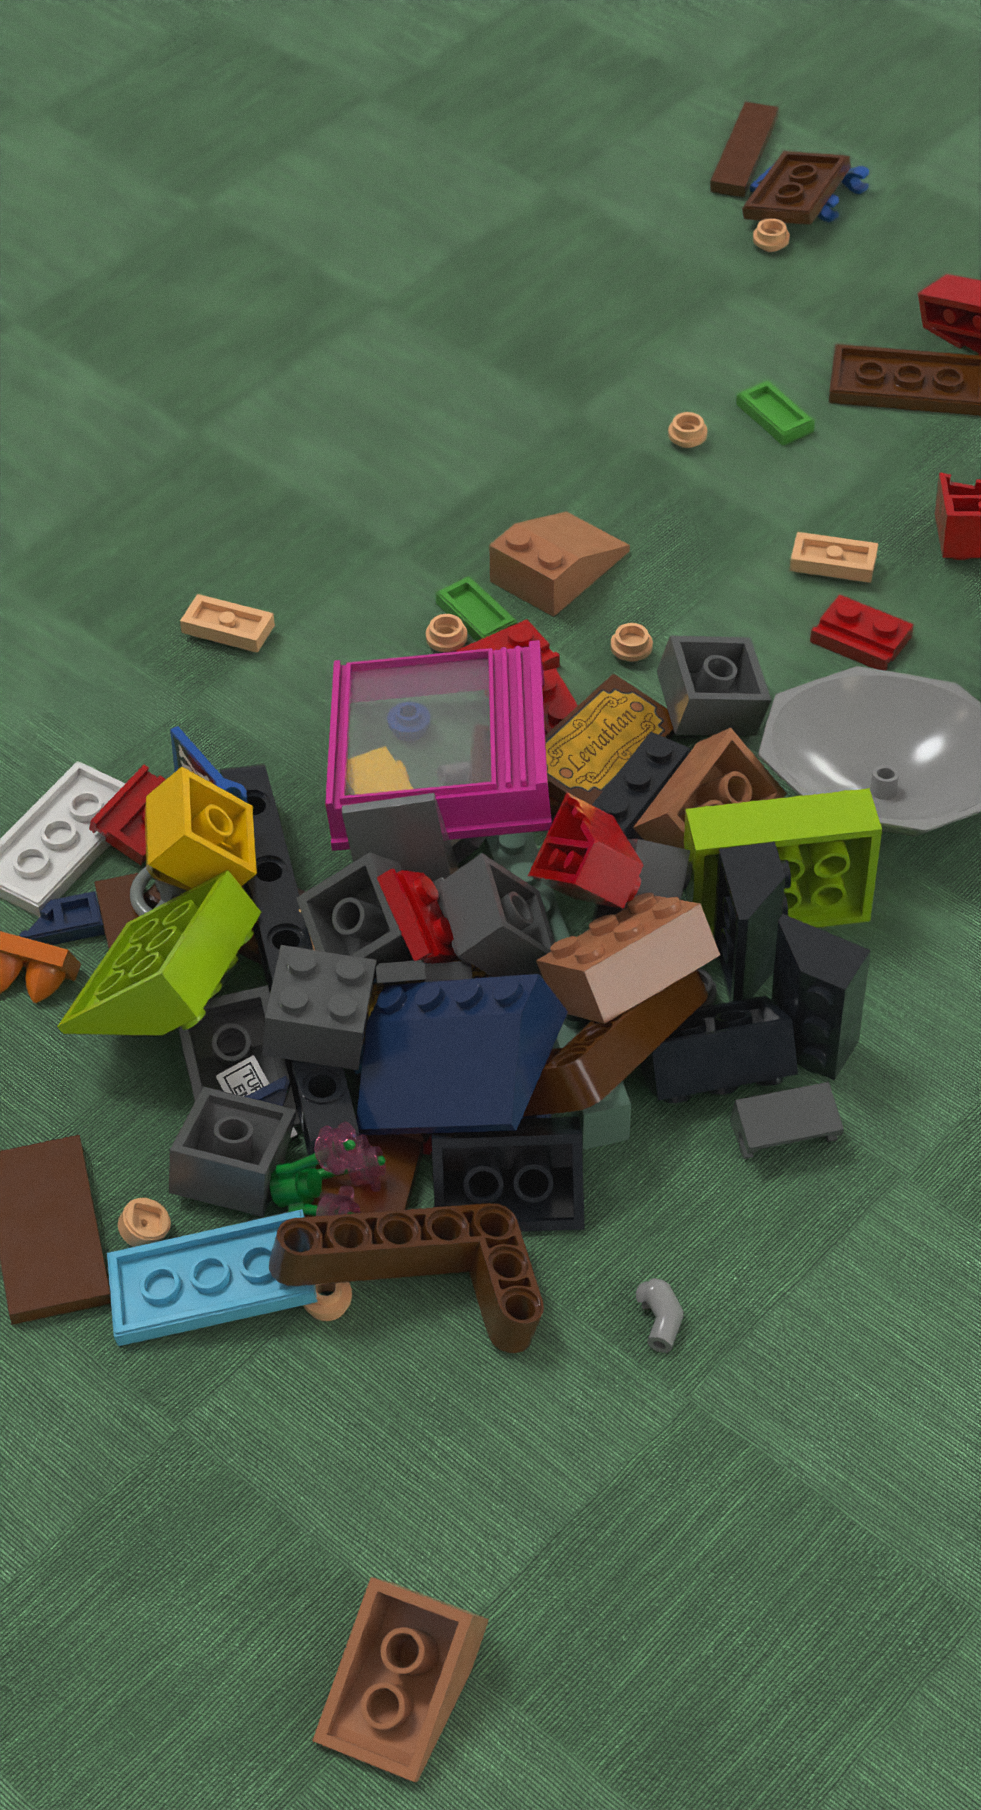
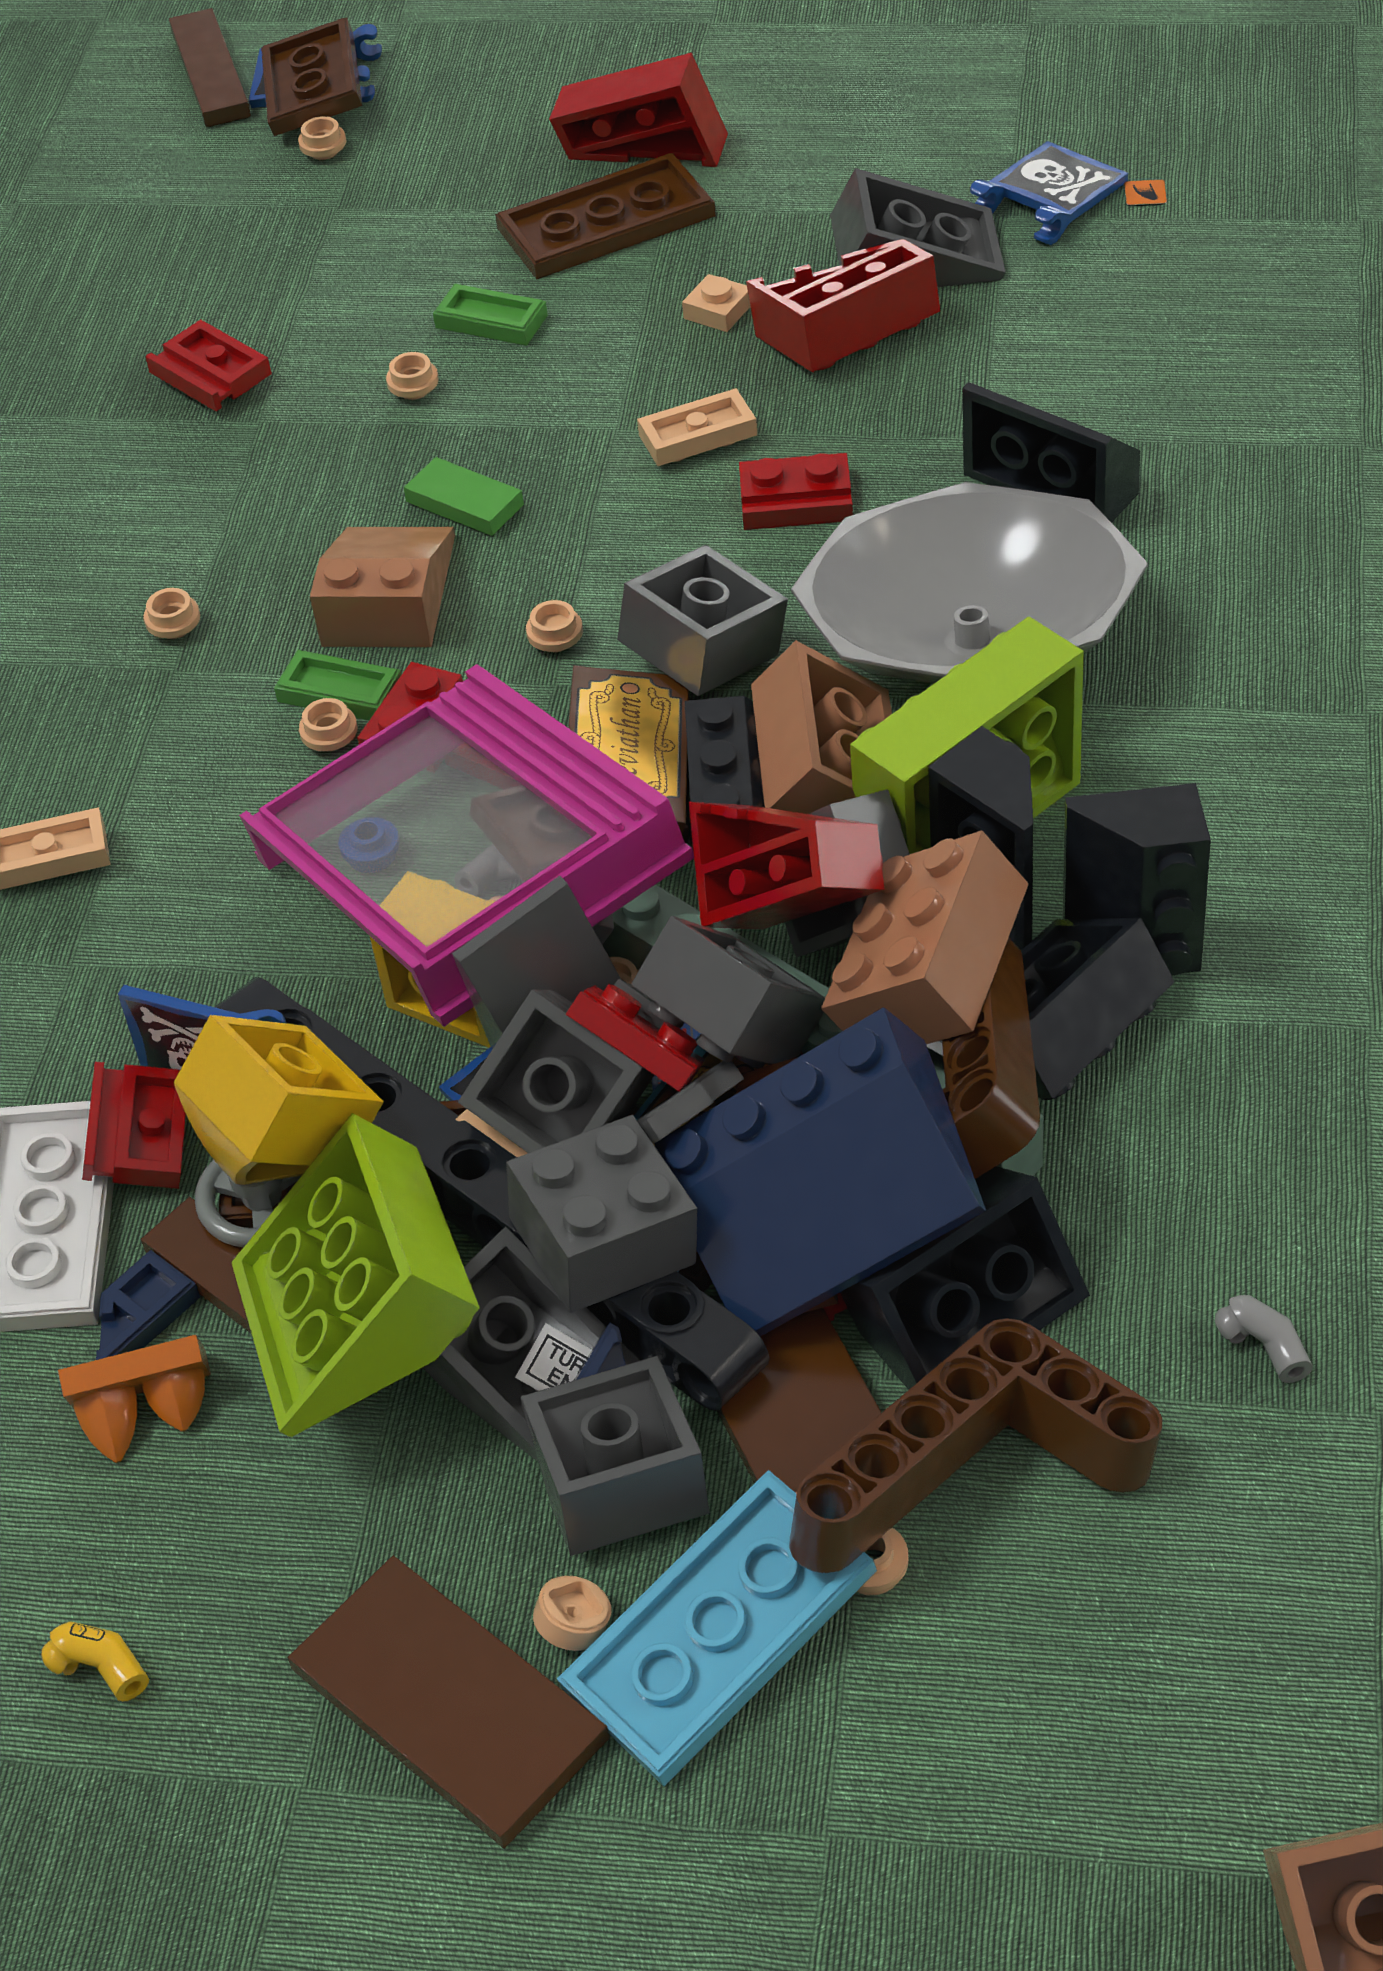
camera: 30 degrees left, 0 degrees up
(338, 1154) = (732, 1444): plant -> none
(415, 513) = (171, 613): none -> light nougat plate
(570, 359) = (208, 365): none -> red plate
(652, 528) = (463, 496): none -> bright green tile
(785, 1118) = (1205, 1039): dark grey hinge -> none
(922, 477) = (716, 303): none -> light nougat plate

